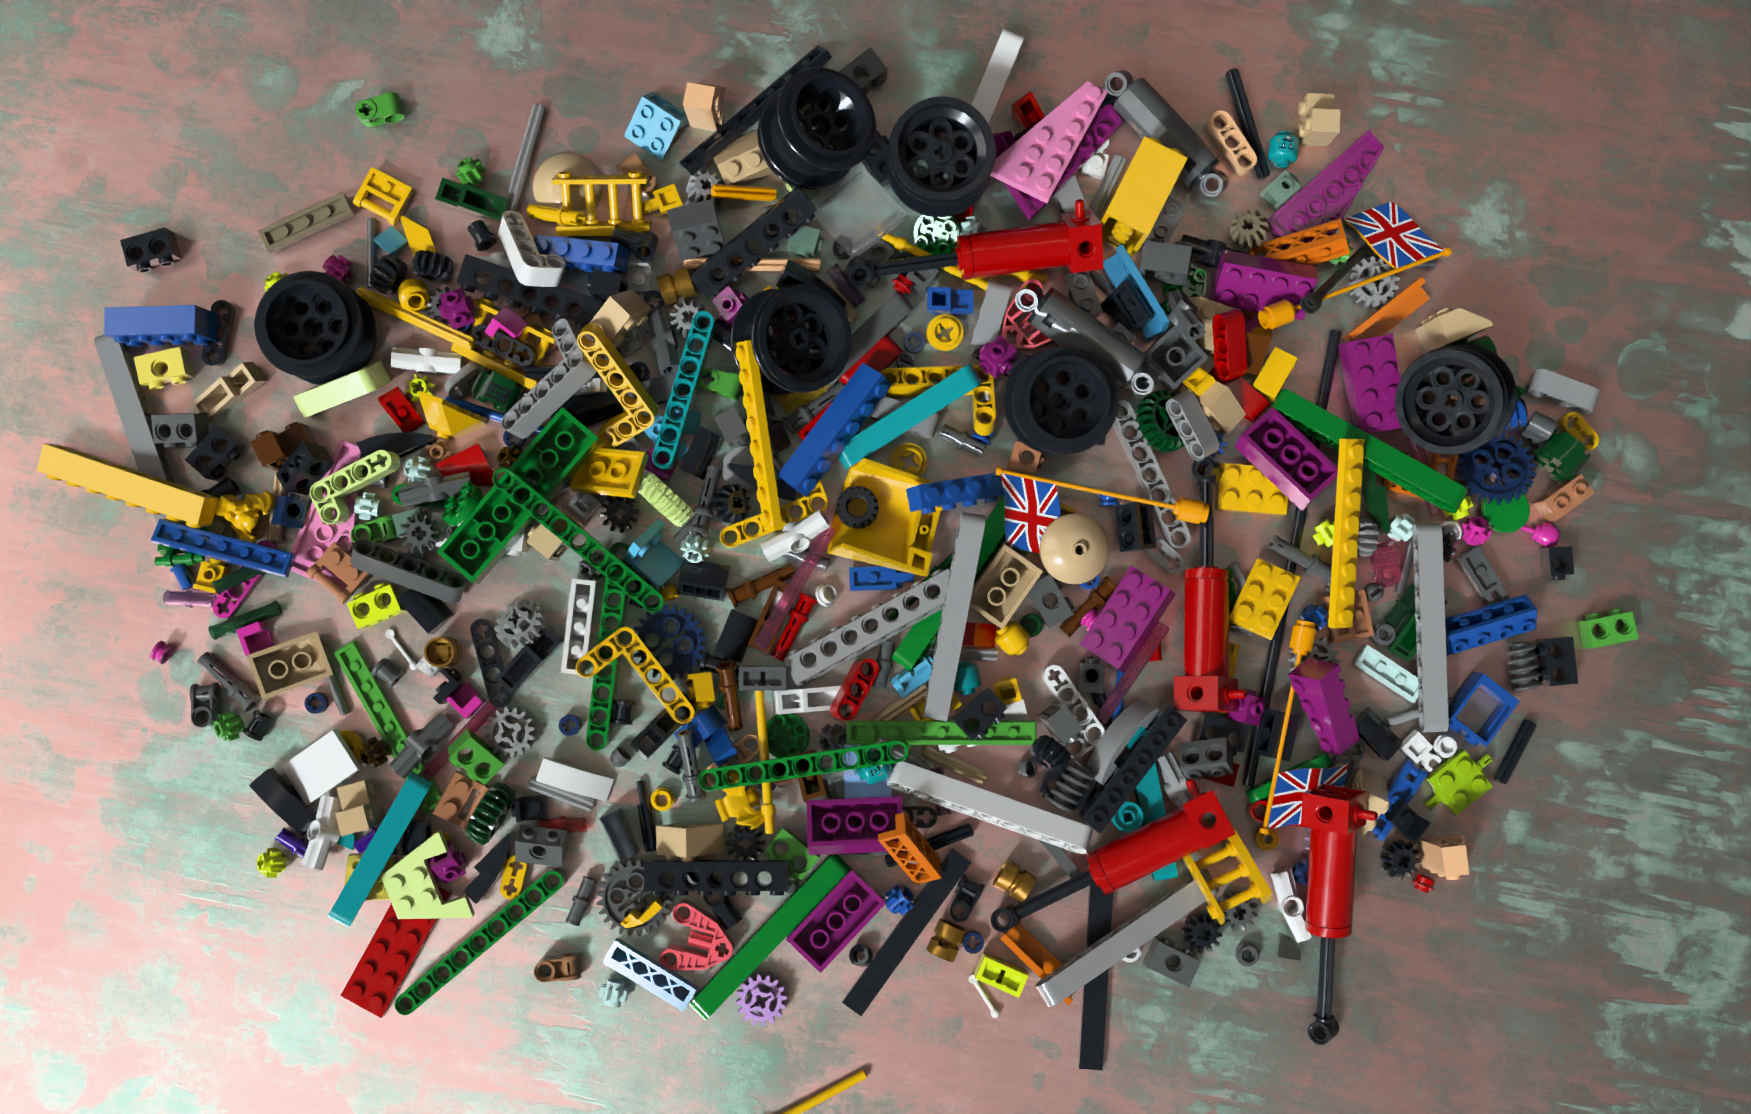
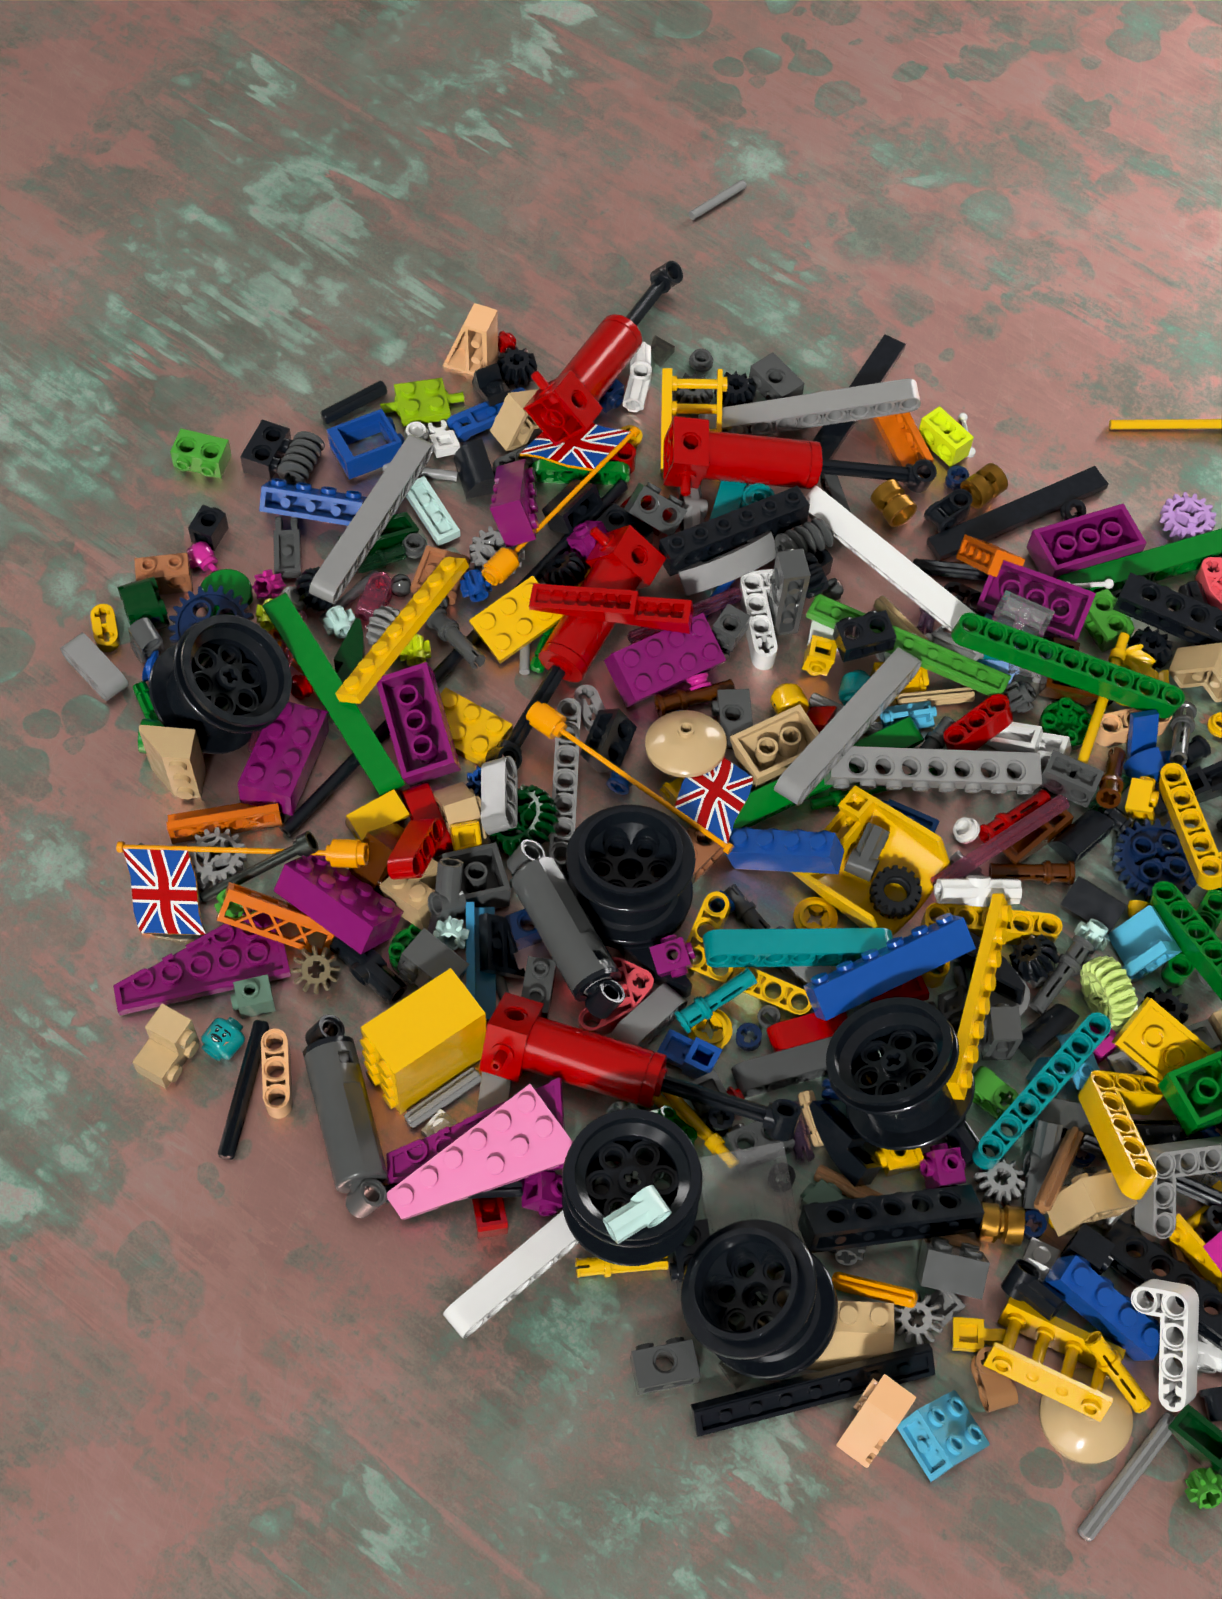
camera: 155 degrees left, 25 degrees down
(649, 329) = (1058, 1170): none -> medium nougat axle
(802, 884) = (1108, 583): none -> white hinge
(858, 790) = (1023, 614): none -> clear brick
(893, 525) = (865, 857): none -> dark grey piece
(899, 899) = (1014, 535): blue gear -> none
(922, 117) = (643, 1210): none -> light aqua piece
(955, 338) = (704, 1007): none -> teal pin
(1032, 624) = (761, 709): dark green tile -> none
(1166, 290) = (451, 933): none -> light aqua gear
(1192, 629) = (613, 606): none -> red slope
(1250, 664) = (564, 570): none -> black gear

